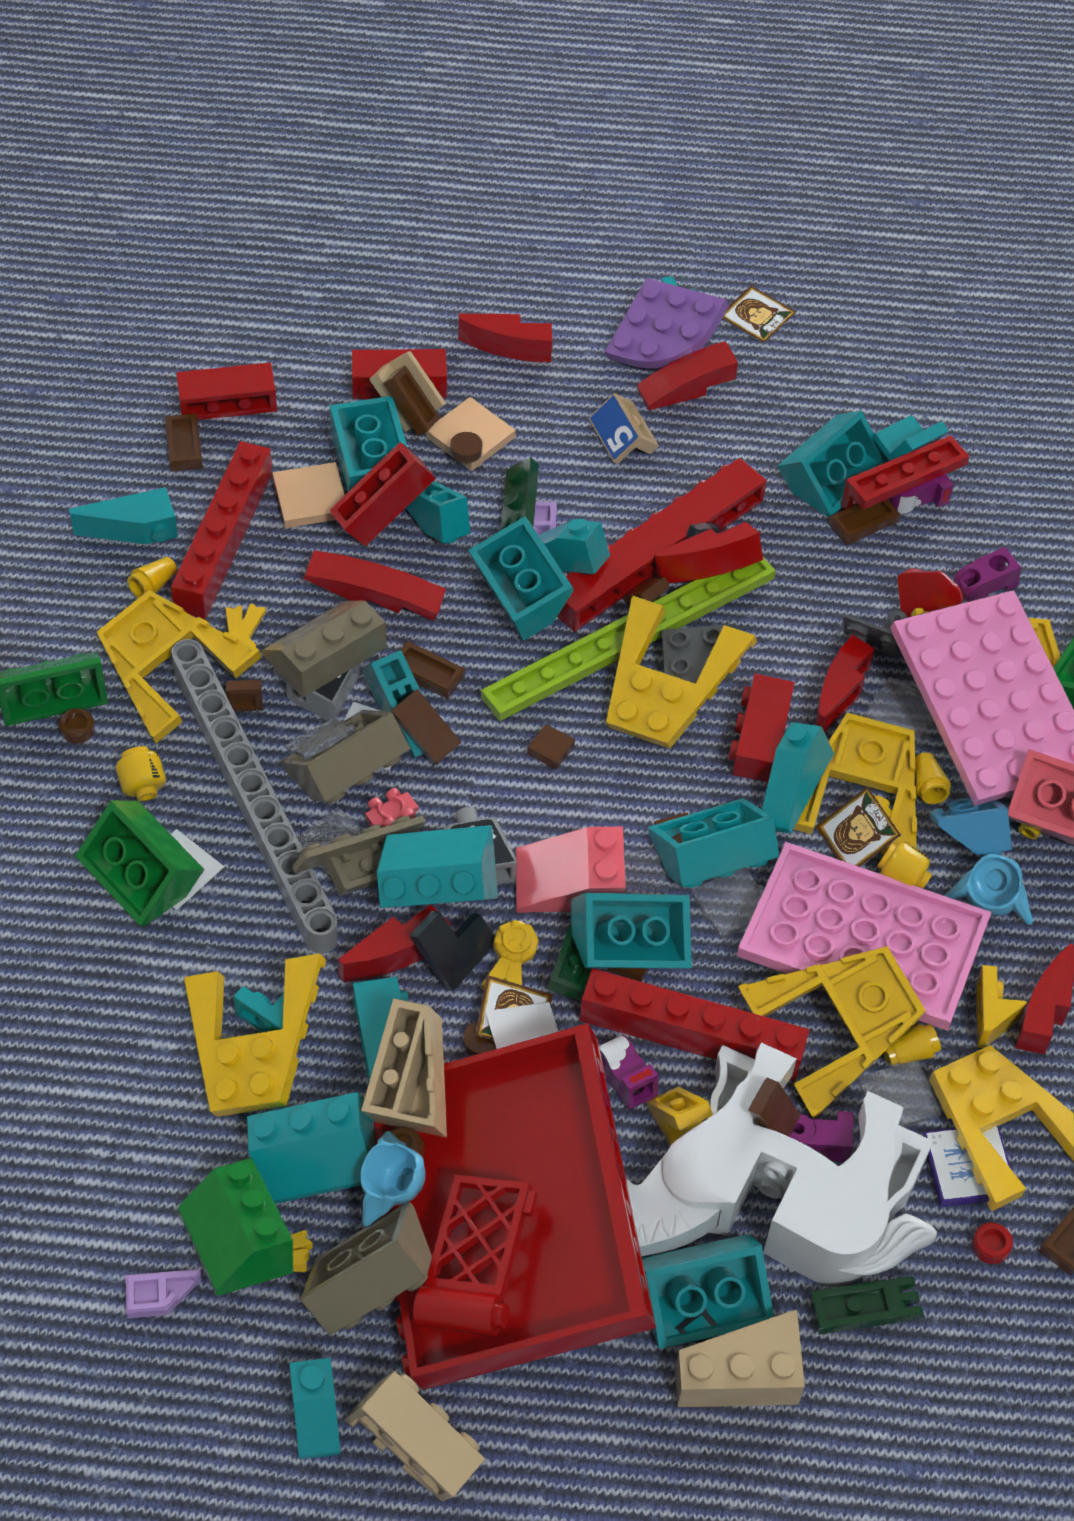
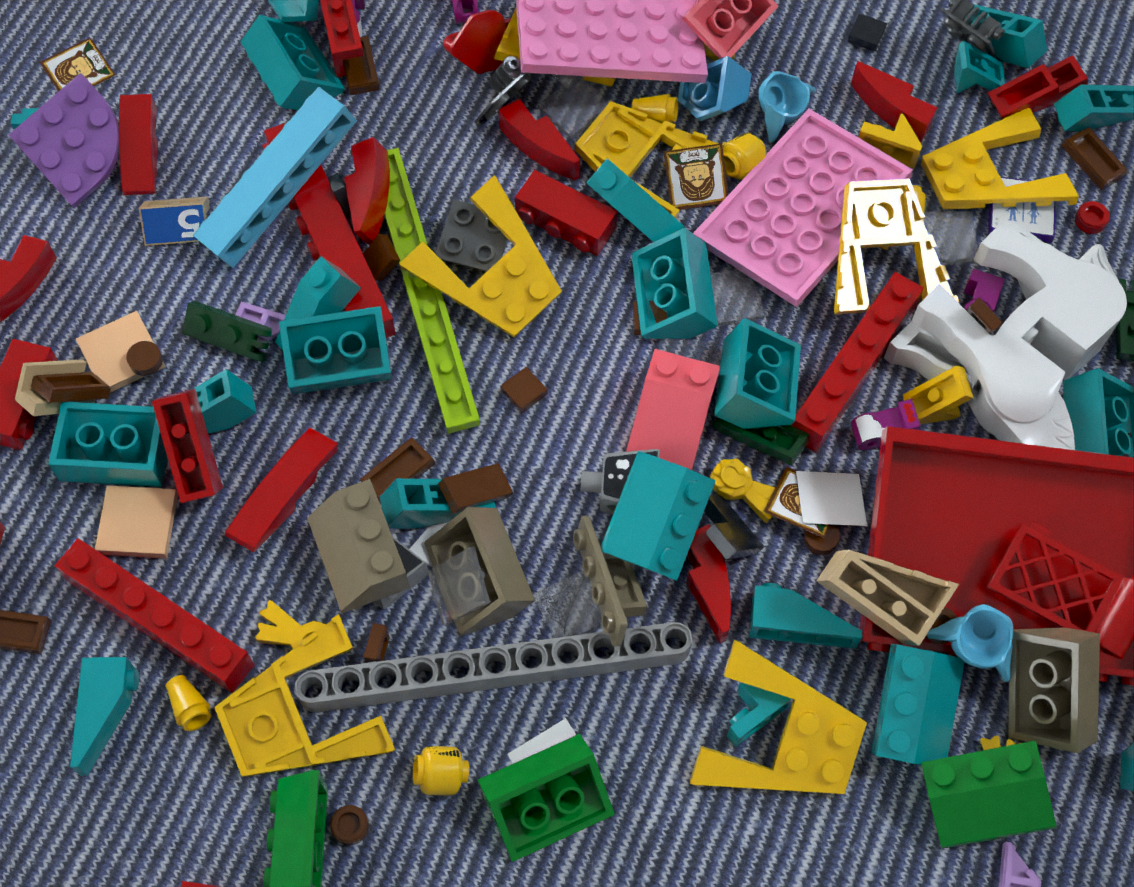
camera: 70 degrees left, 10 degrees up
(396, 807) = (556, 552): coral piece -> none
(686, 476) = (275, 177): none -> medium azure brick

